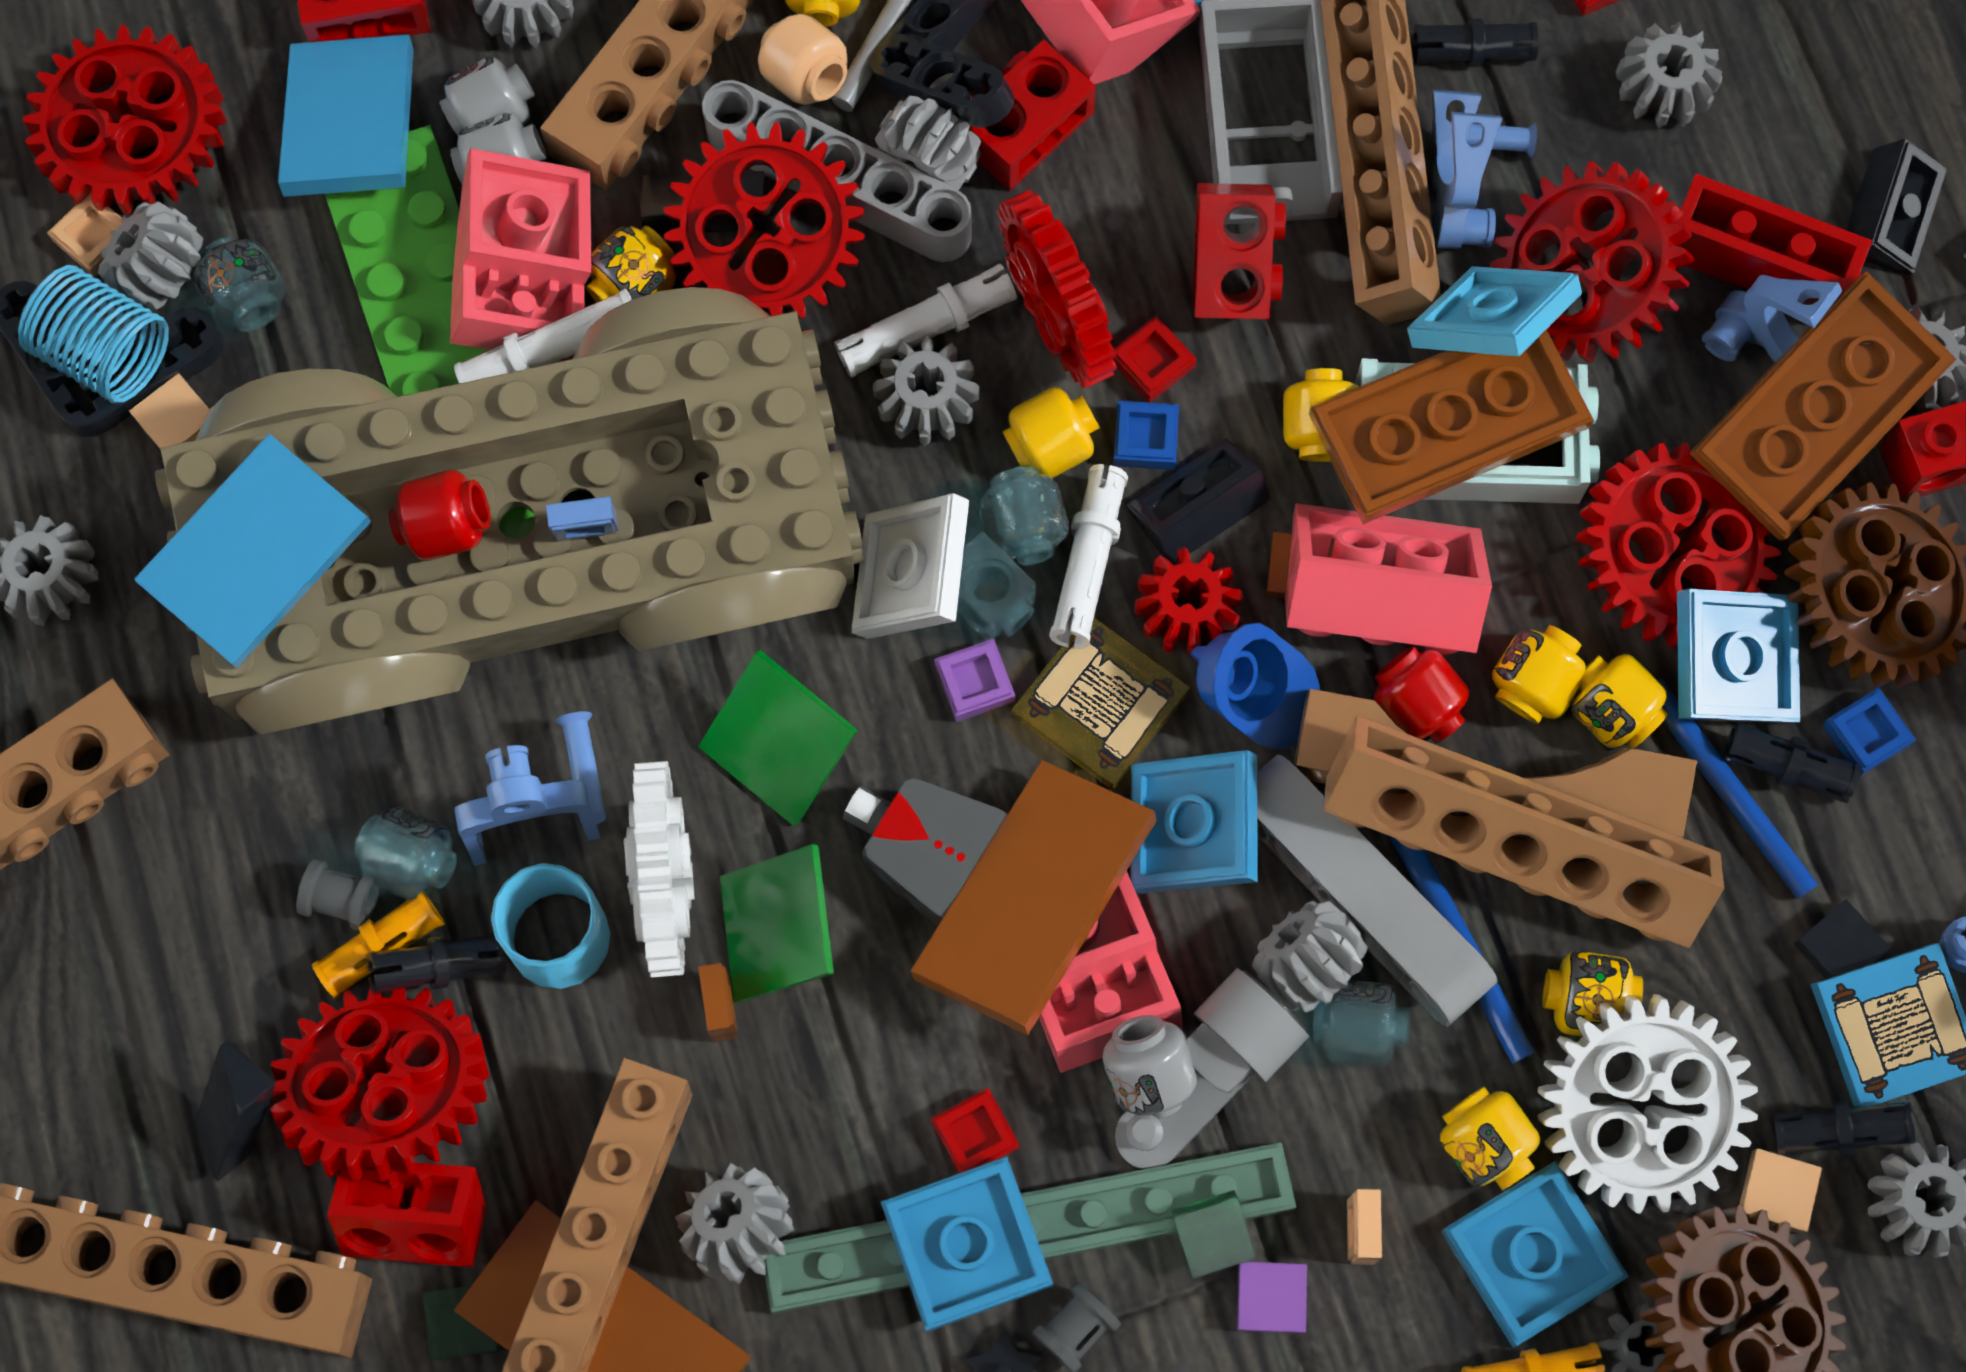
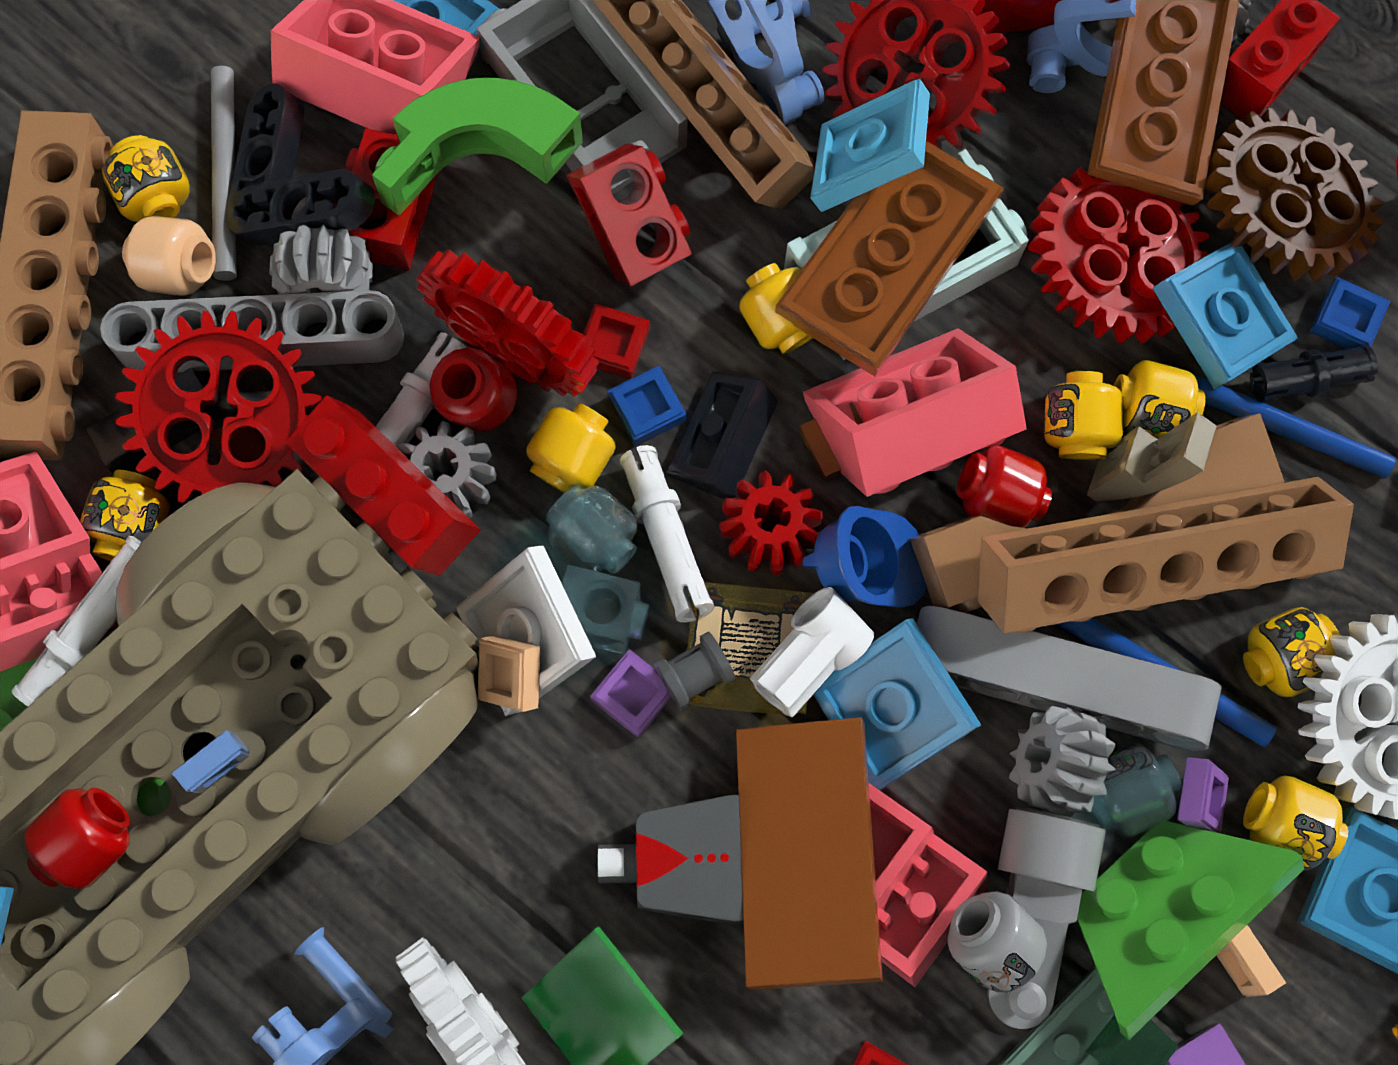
camera: 35 degrees left, 0 degrees up
(777, 738) = (500, 848): green piece -> none
(863, 370) = (383, 486): none -> red brick
(874, 594) = (509, 673): none -> light nougat tile
(995, 331) = (473, 389): none -> red head
(1035, 687) = (694, 670): none -> dark grey bush
(1139, 85) = (473, 119): none -> bright green arch
(1165, 728) = (823, 640): none -> white piece
(1325, 1141) = (1173, 910): none -> bright green wing
(1421, 1067) = (1203, 795): none -> medium lavender tile
(1569, 747) = (1150, 464): none -> dark tan slope

